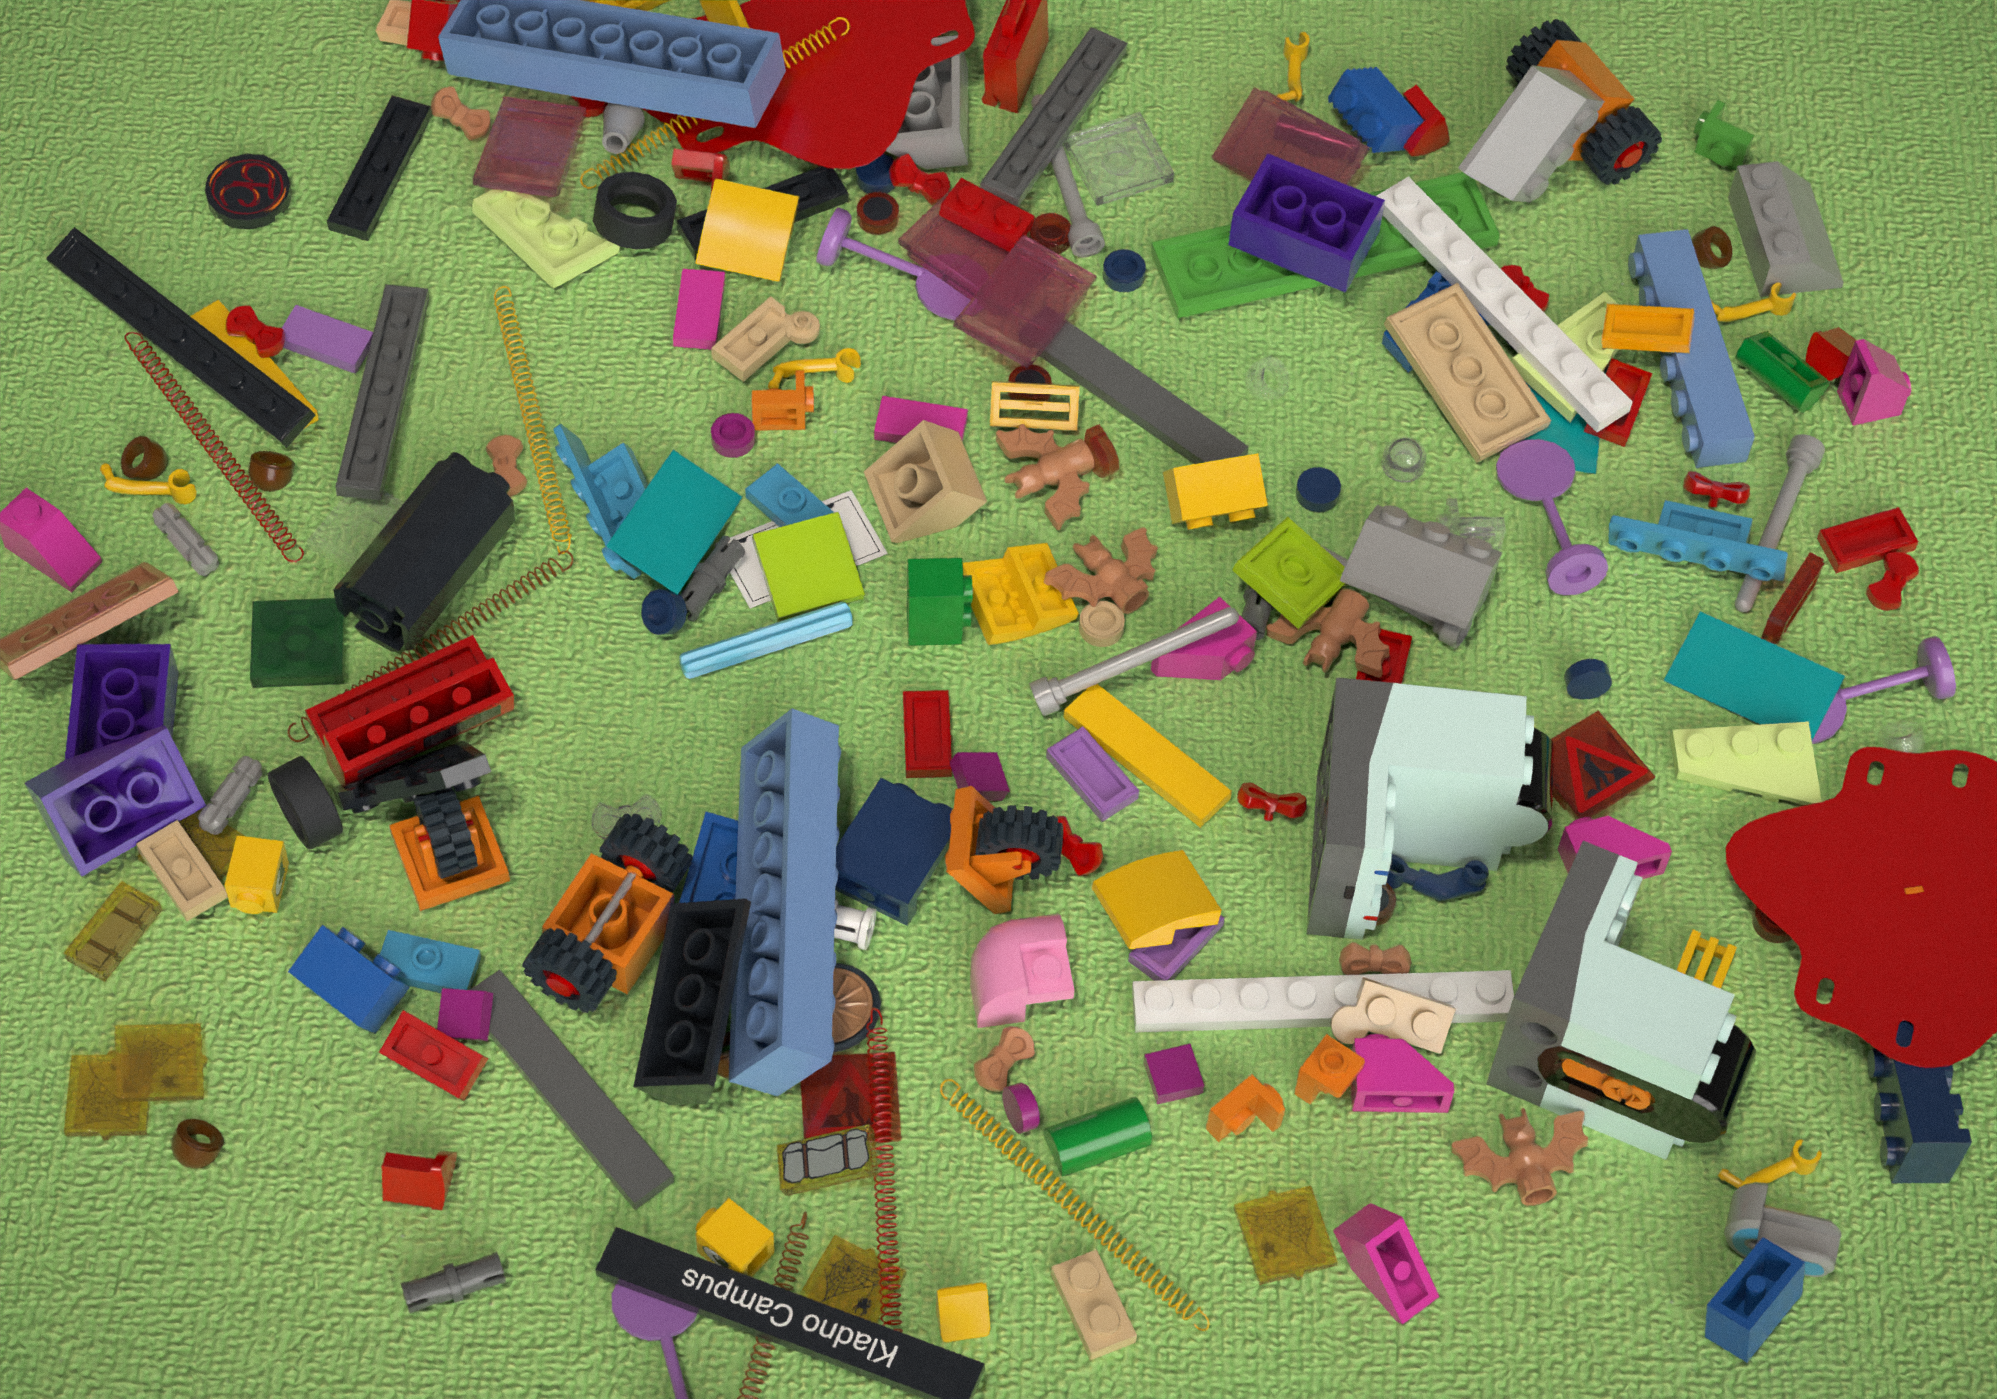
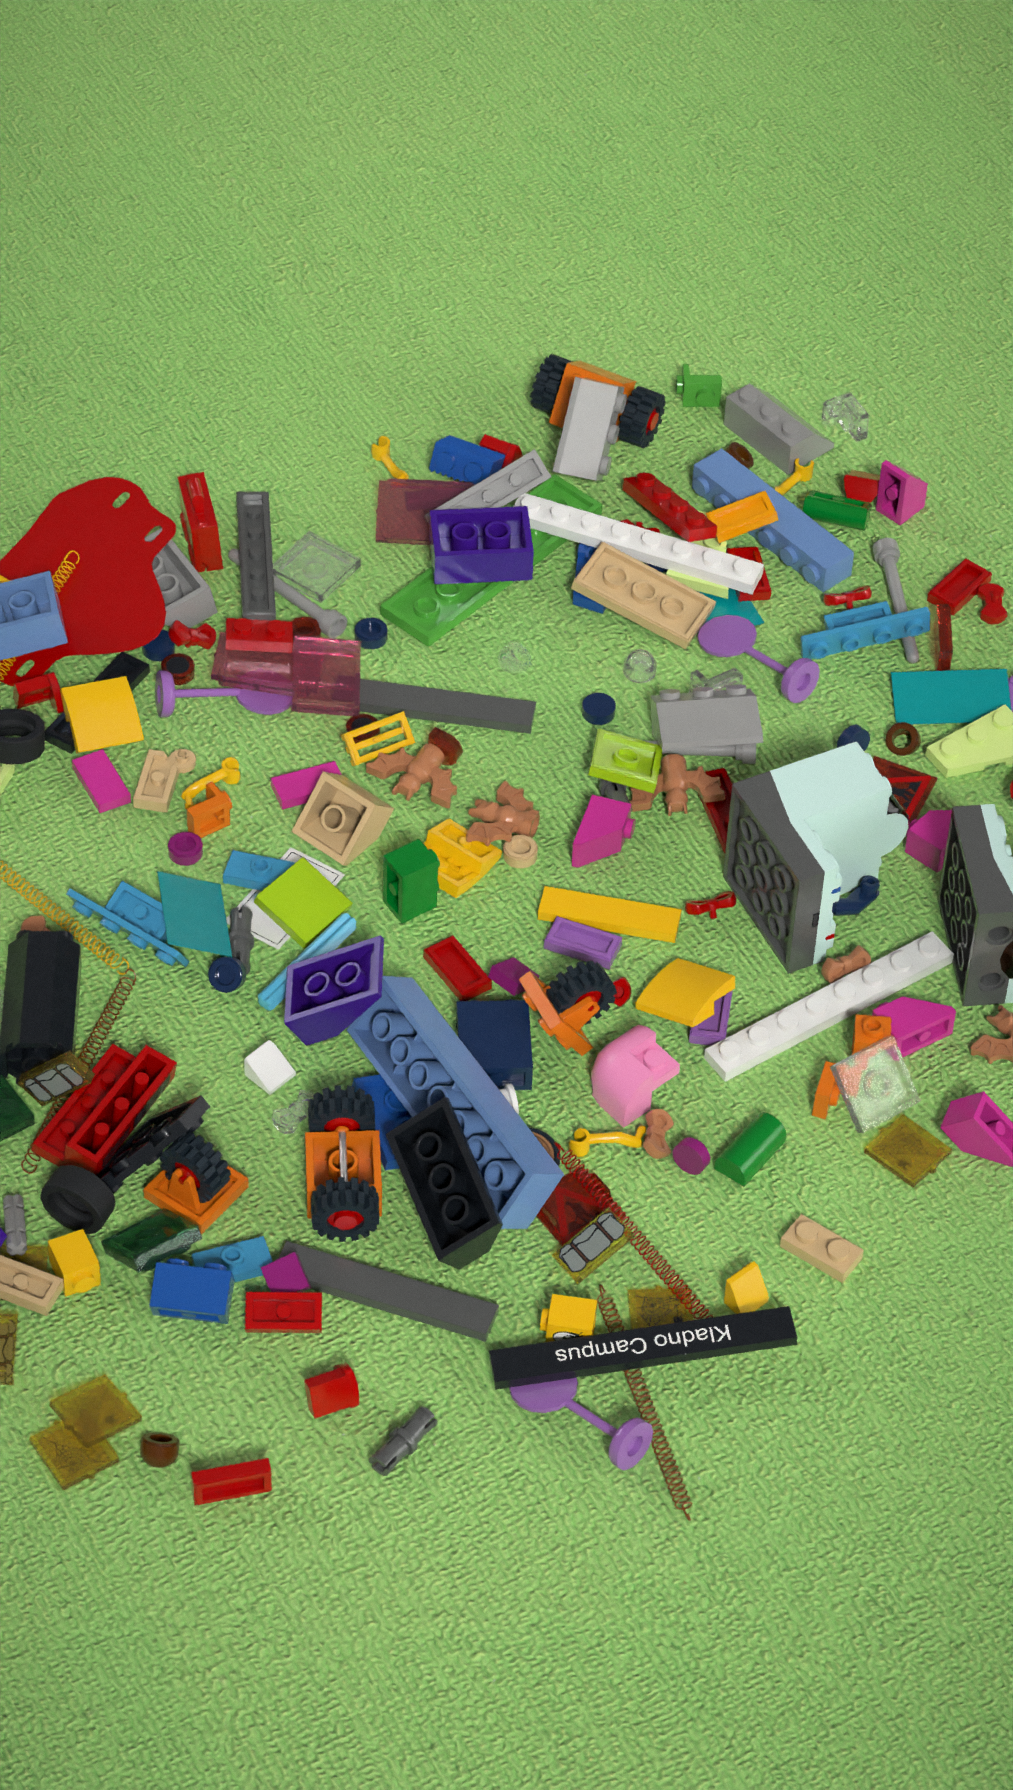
camera: 30 degrees left, 10 degrees down
(233, 1229) = (231, 1481): none -> red tile
(350, 893) = (152, 1240): none -> clear green plate
(382, 646) = (56, 1078): none -> tile
(631, 748) = (268, 1067): none -> white slope
(743, 692) = (333, 990): none -> dark purple slope
(942, 1033) = (584, 1139): none -> yellow piece
(1053, 692) = (522, 905): light grey piece -> none
(1073, 1201) = (765, 1193): yellow piece -> none
(1173, 1074) = (769, 1091): magenta tile -> none
(1214, 490) = (538, 734): yellow brick -> none
(1293, 1133) = (875, 1084): none -> clear tile
(1376, 161) = (501, 486): none -> light grey plate
(1394, 1014) = (883, 986): tan hinge -> none
(1573, 276) = (669, 507): none -> red plate
(1671, 706) = (899, 729): none -> reddish brown piece
(1882, 249) = (847, 412): none -> clear bracket

